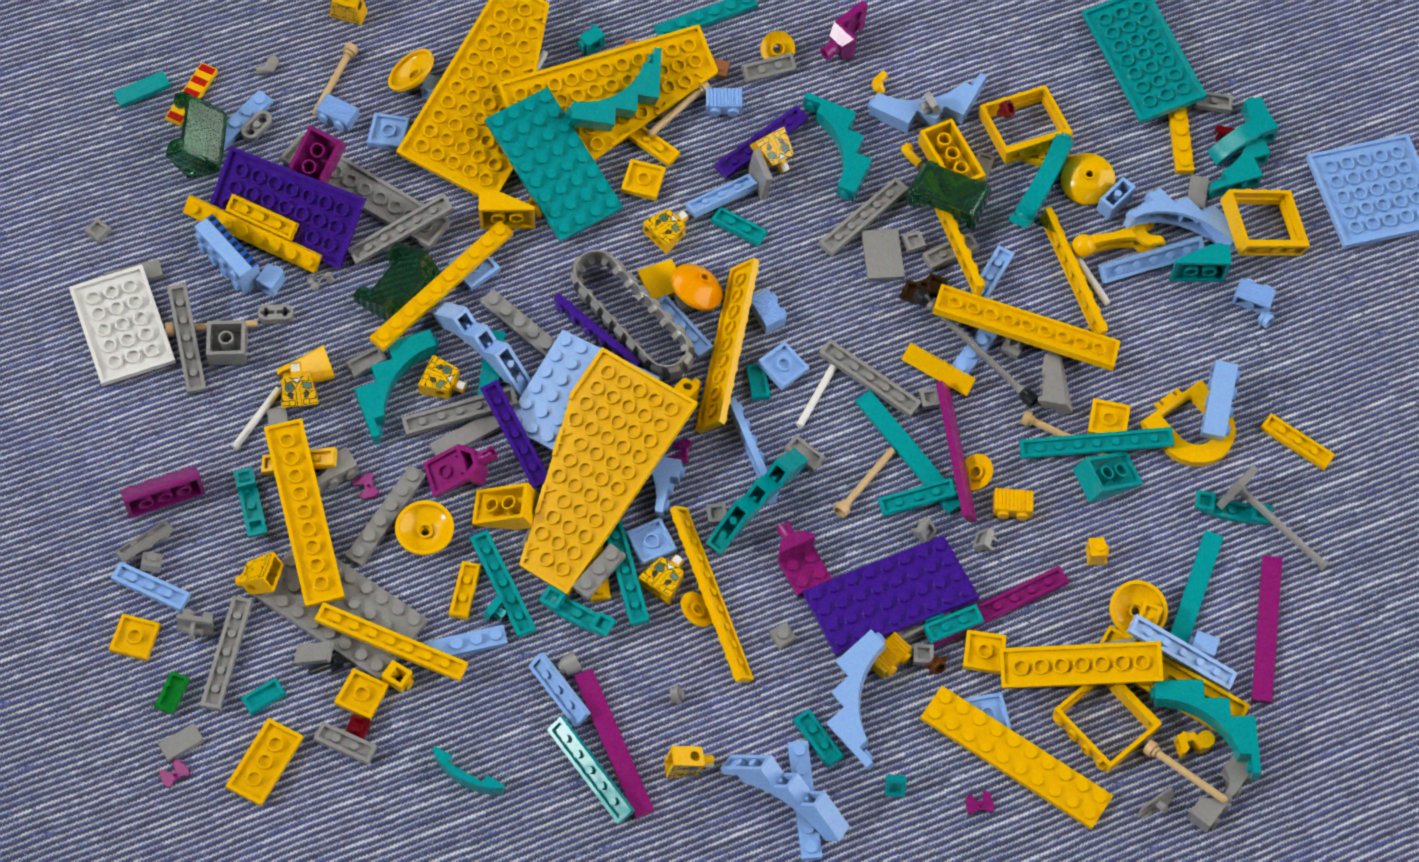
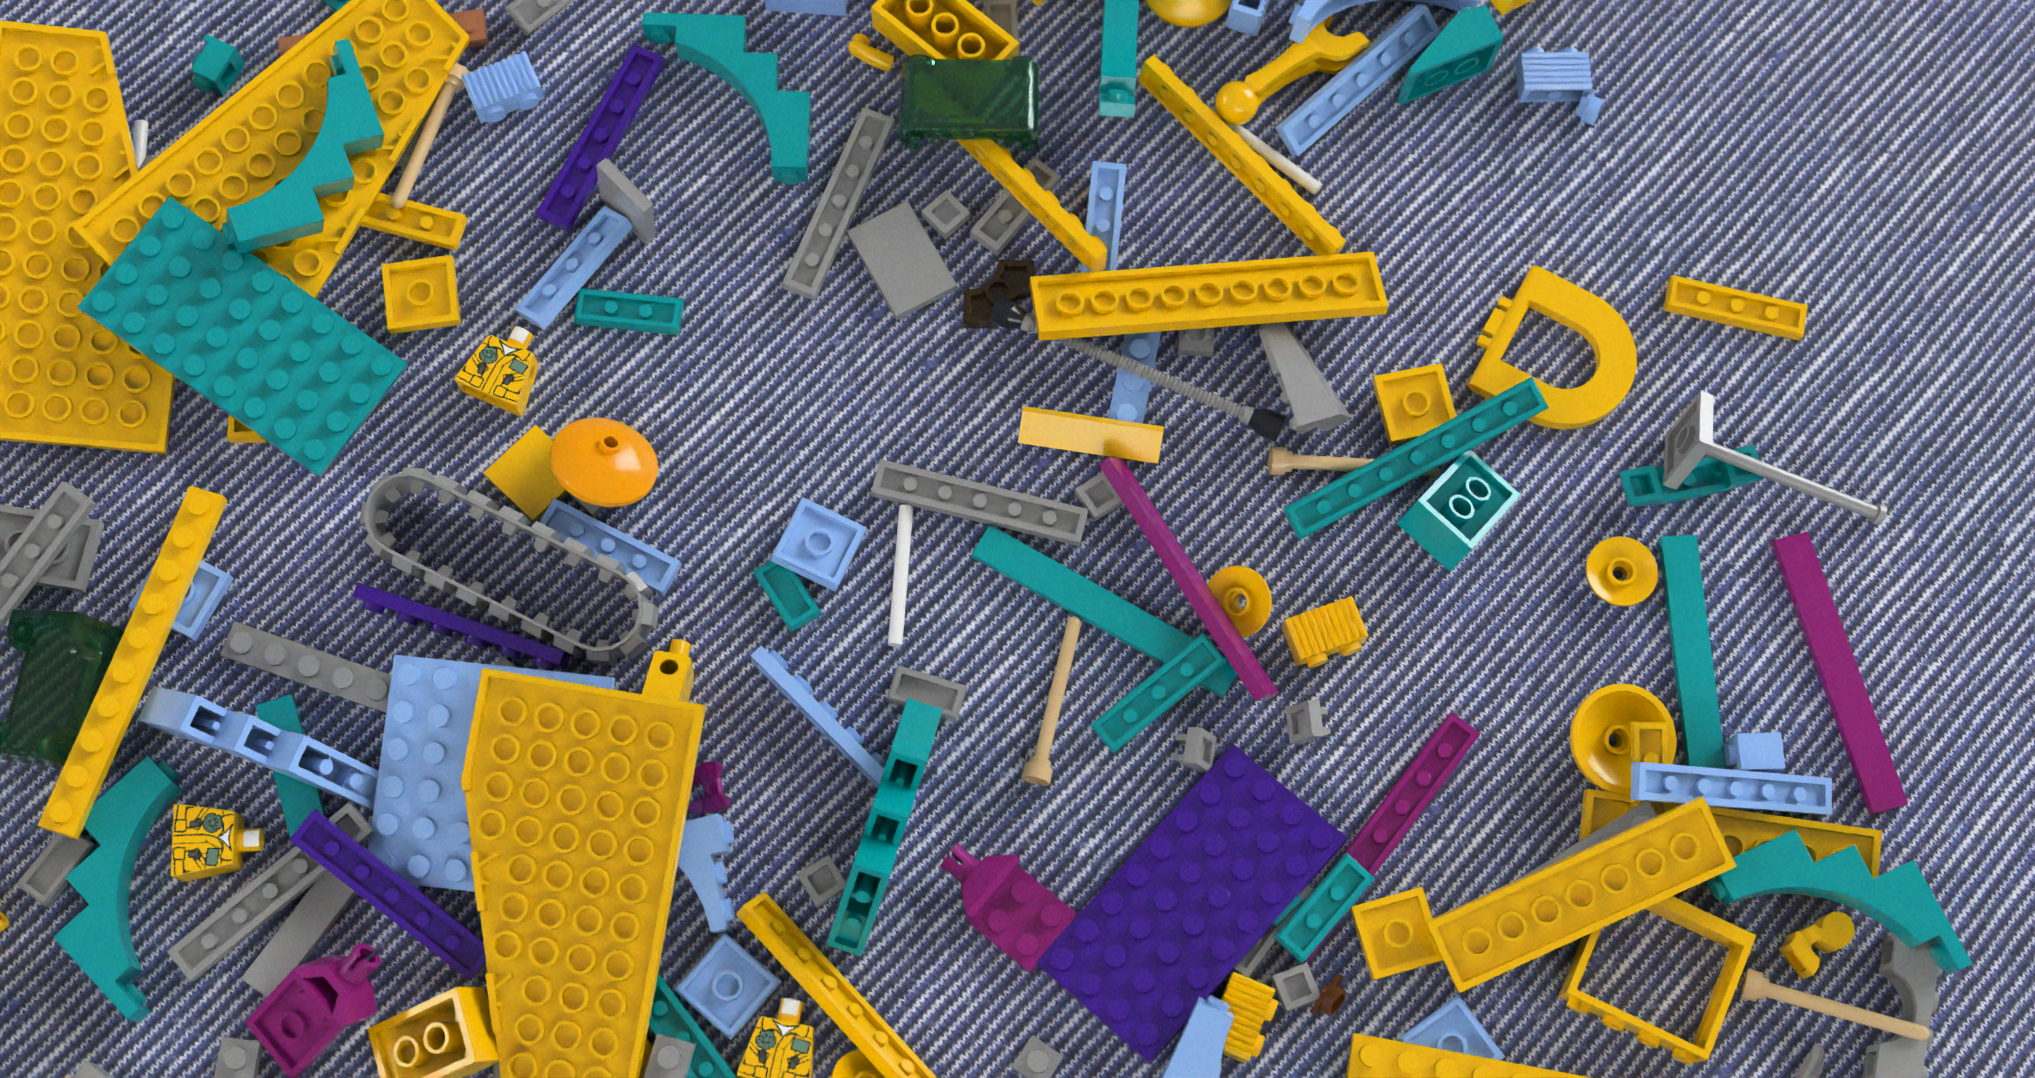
camera: 25 degrees left, 10 degrees up
(507, 209) = (172, 464): yellow slope -> none
(727, 346) = (706, 554): yellow plate -> none
(767, 310) = (746, 451): light blue brick -> none
(775, 149) = (631, 142): yellow torso -> none
(1097, 551) = (1503, 658): yellow brick -> none
(1179, 529) = (1632, 560): none -> yellow dish
(1219, 400) = (1588, 293): light blue wedge -> none

